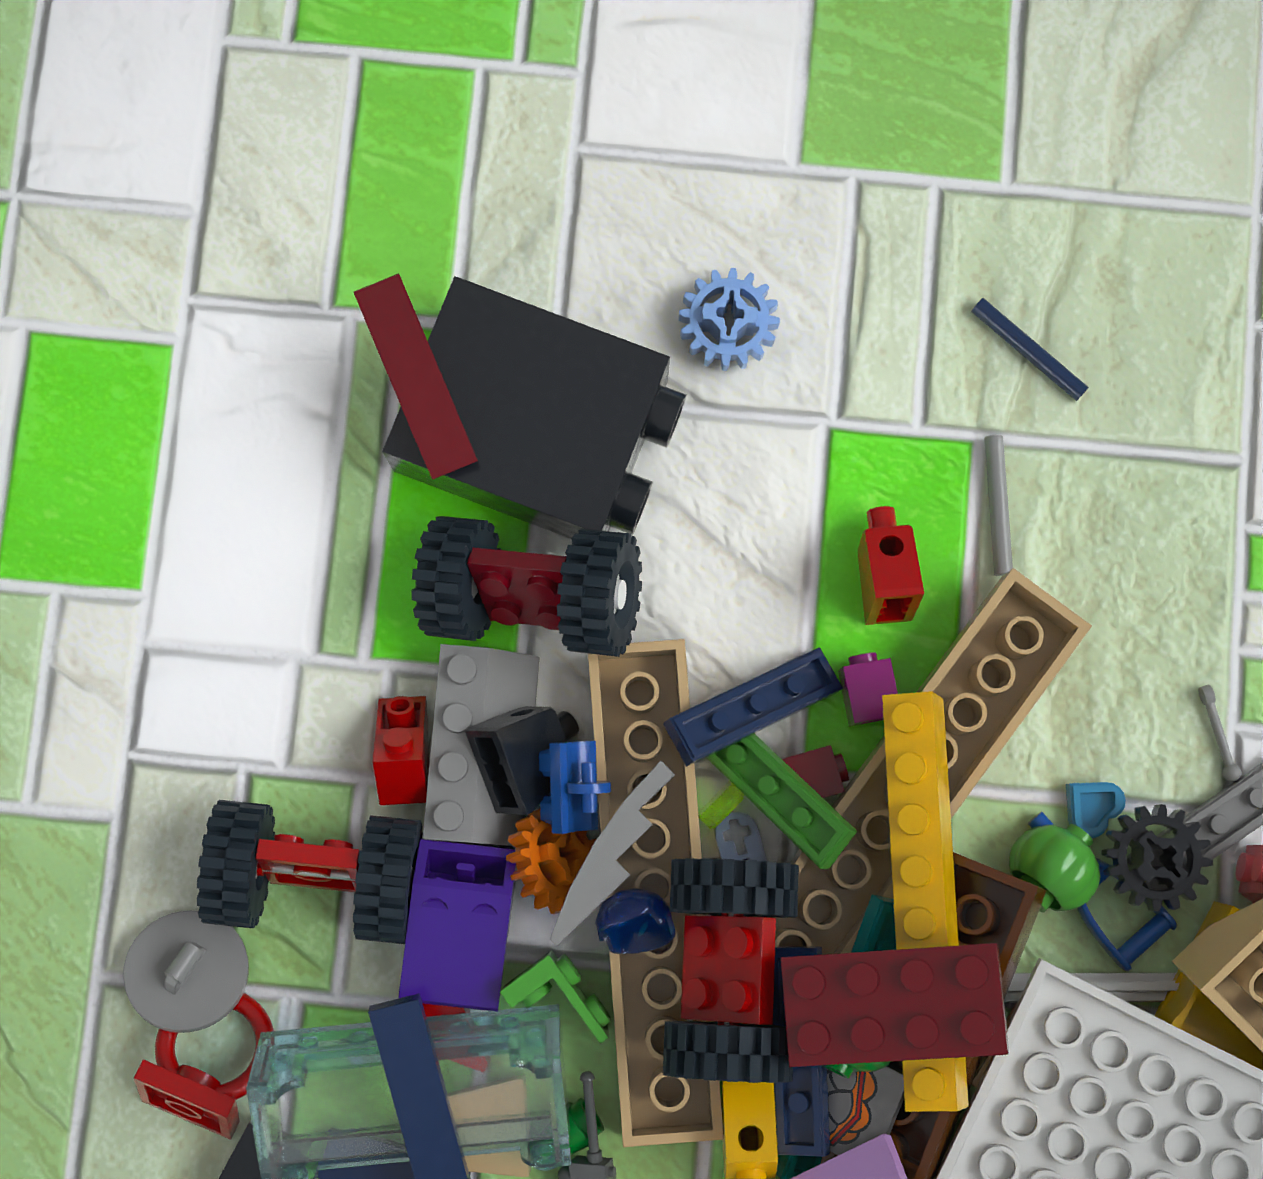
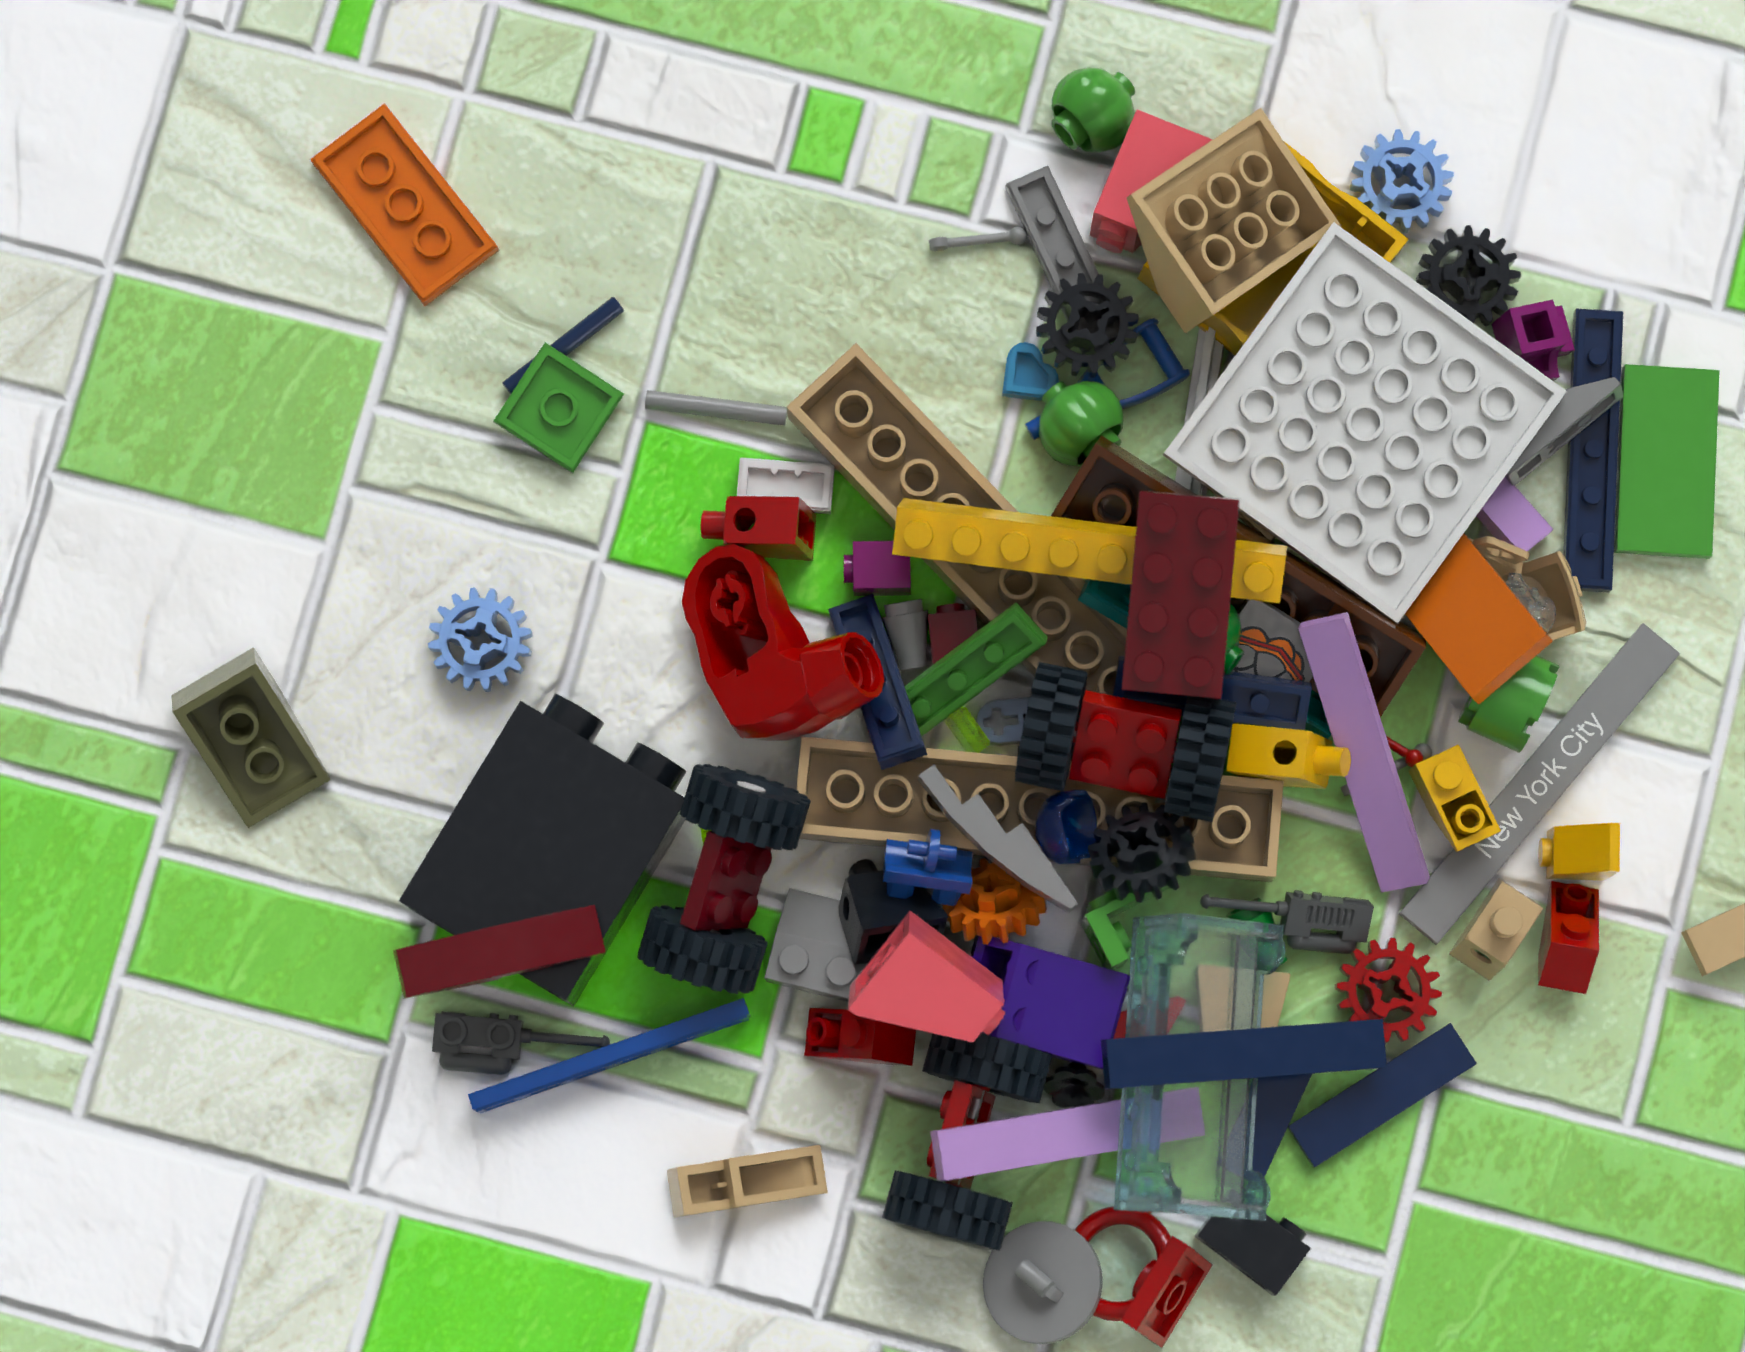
camera: 75 degrees left, 0 degrees up
(246, 663) = (746, 1181): none -> tan slope
(311, 931) = (1026, 1140): none -> lavender tile
(346, 511) = (609, 1056): none -> blue tile
(354, 404) = (502, 1035): none -> dark grey piece
(384, 971) = (1074, 1086): none -> black plant
(445, 806) = (928, 985): none -> coral slope
(598, 123) = (249, 737): none -> olive slope
(620, 1004) = (1141, 852): none -> black gear
(755, 586) = (760, 656): none -> red piece
(810, 729) = (907, 631): none -> light grey cone
(941, 604) = (788, 479): none -> white plate
(969, 354) = (558, 407): none -> bright green tile
(1137, 177) = (404, 204): none -> orange tile

